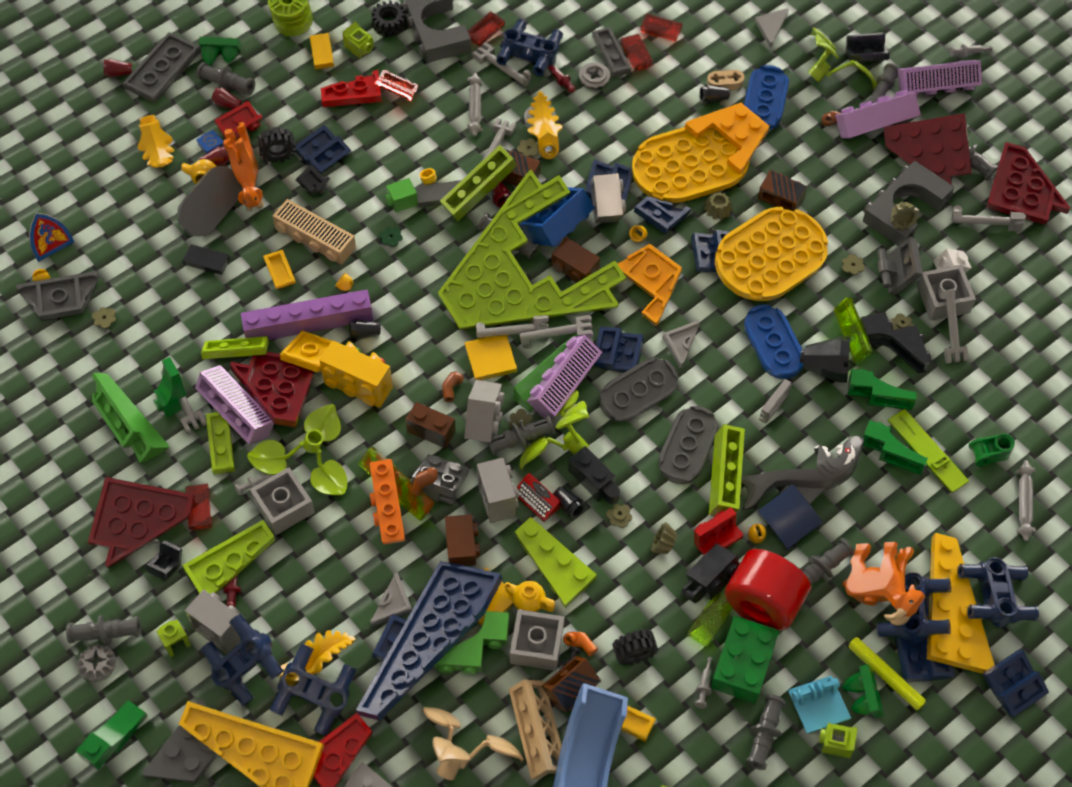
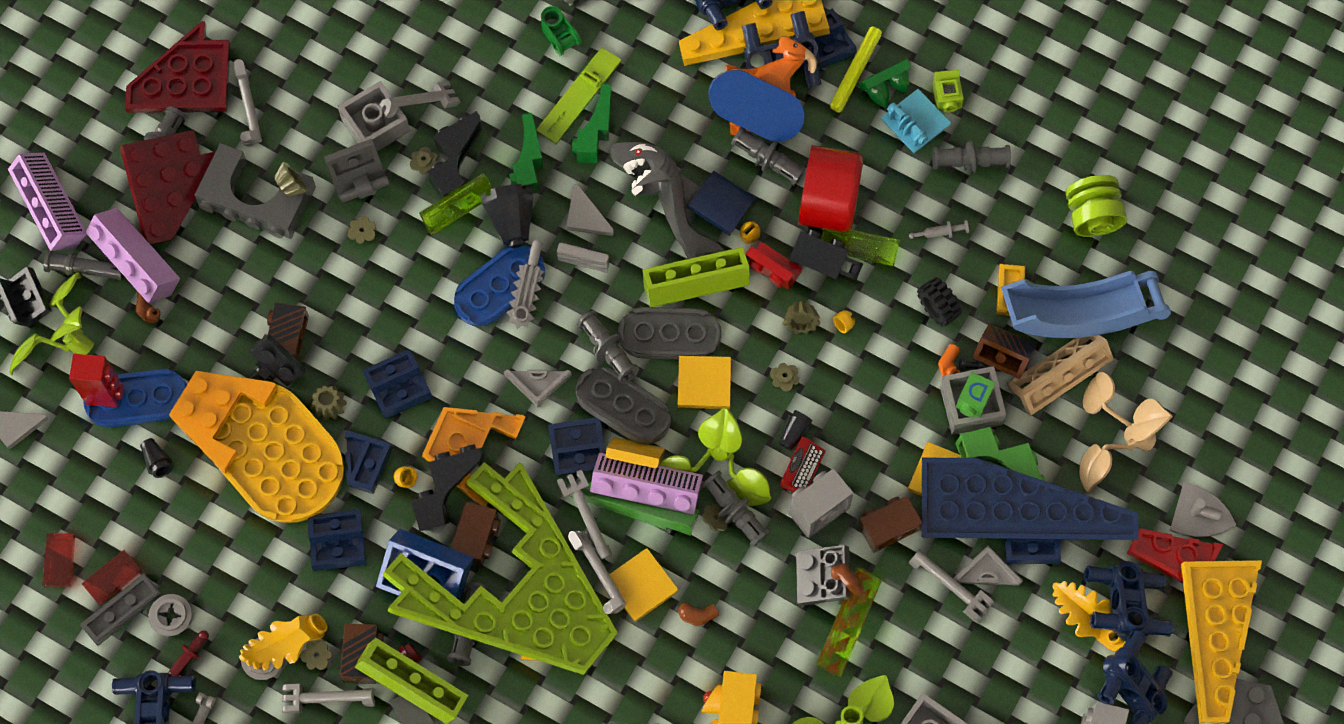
camera: 110 degrees left, 10 degrees up
(370, 581) = (973, 602): none -> light grey hinge
(386, 501) = (884, 616): orange bracket -> none
(430, 425) = (762, 611): reddish brown brick -> none
(484, 411) = (732, 550): light grey brick -> none
(529, 596) = (927, 426): yellow piece -> none
(533, 627) = (975, 395): none -> bright green brick
(560, 567) = (871, 417): lime wing -> none
(592, 377) = (635, 452): none -> yellow tile
(594, 476) = (757, 410): black brick -> none
(607, 198) = (379, 518): light grey brick -> none
(626, 248) = (447, 474): none -> black arch
(636, 454) = (704, 382): none -> yellow tile
(649, 573) = (843, 321): none -> yellow hinge
(690, 391) = (607, 347): none -> dark grey piece
(726, 80) = (130, 451): tan beam -> none
(744, 659) = (903, 198): green brick -> none
(758, 174) = (275, 362): none -> black hinge
(762, 353) = (527, 286): none -> light grey piece
(771, 254) = (384, 317): yellow plate -> none
(778, 57) = (95, 380): none -> red brick
(815, 417) = (585, 216): none -> light grey tile
(866, 560) = (756, 105): none -> blue tile
(952, 258) = (323, 127): white bracket -> none

